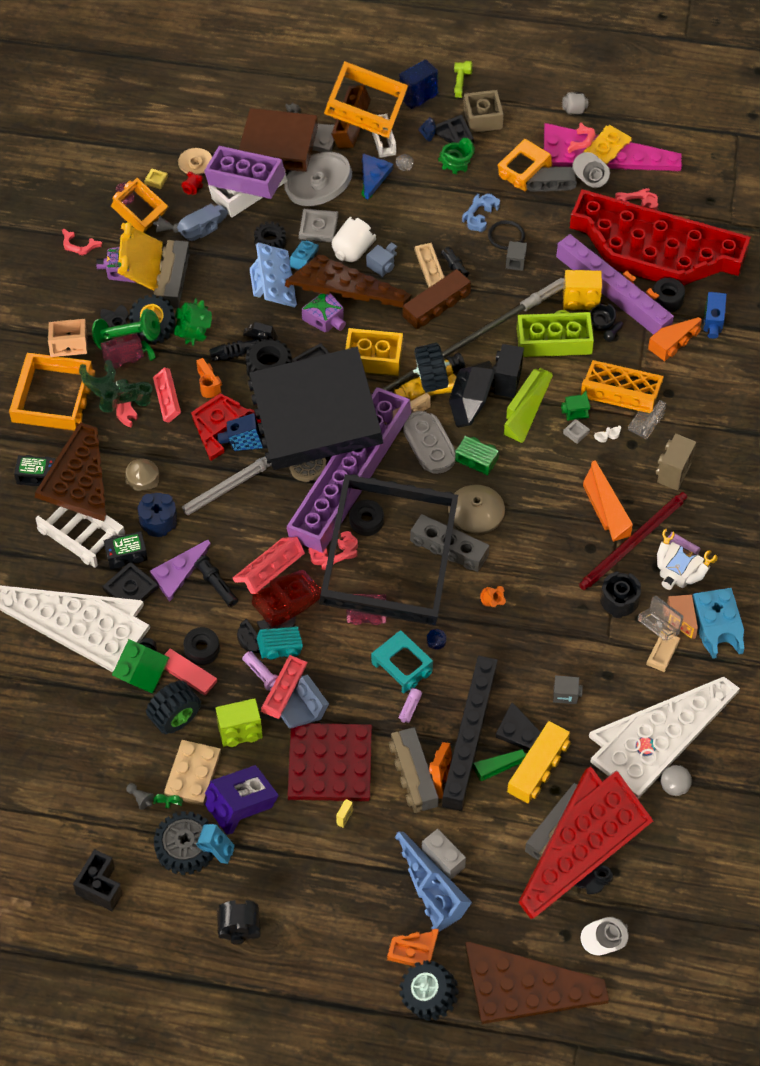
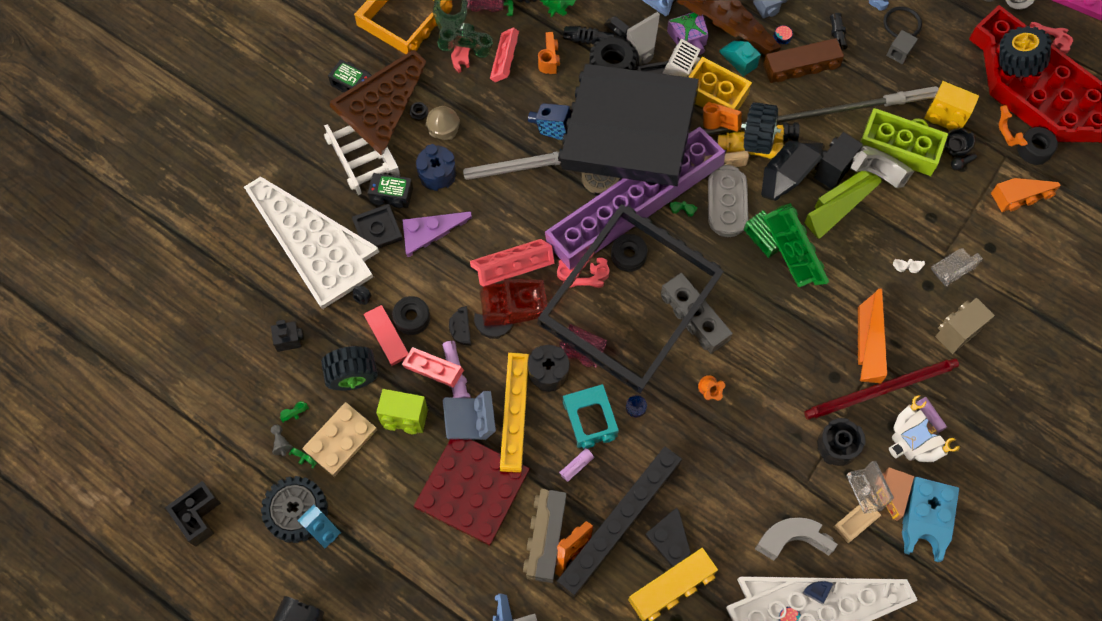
camera: 25 degrees right, 10 degrees up
(98, 707) = (286, 335): none -> black brick
(113, 469) = (419, 106): none -> black plate
(134, 771) = (286, 414): none -> green piece
(140, 666) = (342, 312): green slope -> none
(211, 575) = (456, 248): black pin -> none
(212, 419) = (532, 94): red wing -> none
(239, 797) = (348, 490): dark purple brick -> none
(245, 678) = (433, 367): none -> coral plate
(279, 642) = (483, 345): teal brick -> none
(284, 687) = (462, 393): coral tile -> none
(288, 331) = (644, 37): none -> light grey slope
(331, 337) = (682, 59): none -> white brick
(335, 685) = (514, 413): none -> yellow tile
(344, 813) = (457, 550): light yellow tile -> none
(346, 637) = (551, 357): none -> black brick
(380, 315) = (741, 56): none -> teal slope
(389, 372) = (718, 115): none -> orange plate
(400, 462) = (677, 206): none -> green piece
(407, 283) = (783, 34): none -> tile
(429, 263) = (813, 22): tan tile -> none
(481, 516) = (737, 298): dark tan dish -> none
(493, 766) = (629, 567): green piece -> none
(508, 452) = (795, 246): none -> green piece
(547, 359) = (883, 165): none -> light grey arch
(566, 689) = (738, 519): dark grey brick -> none
(576, 407) = (889, 224): green window -> none
(576, 431) = (877, 249): light grey tile -> none
(615, 285) = (987, 116): medium lavender brick -> none
(617, 677) = (791, 530): none -> light grey arch
(621, 220) = (1025, 51): none -> black wheel
(621, 395) = (938, 230): light orange fence -> none
(658, 714) = (818, 591): none -> dark blue tile
(714, 314) = (1076, 185): blue torso -> none

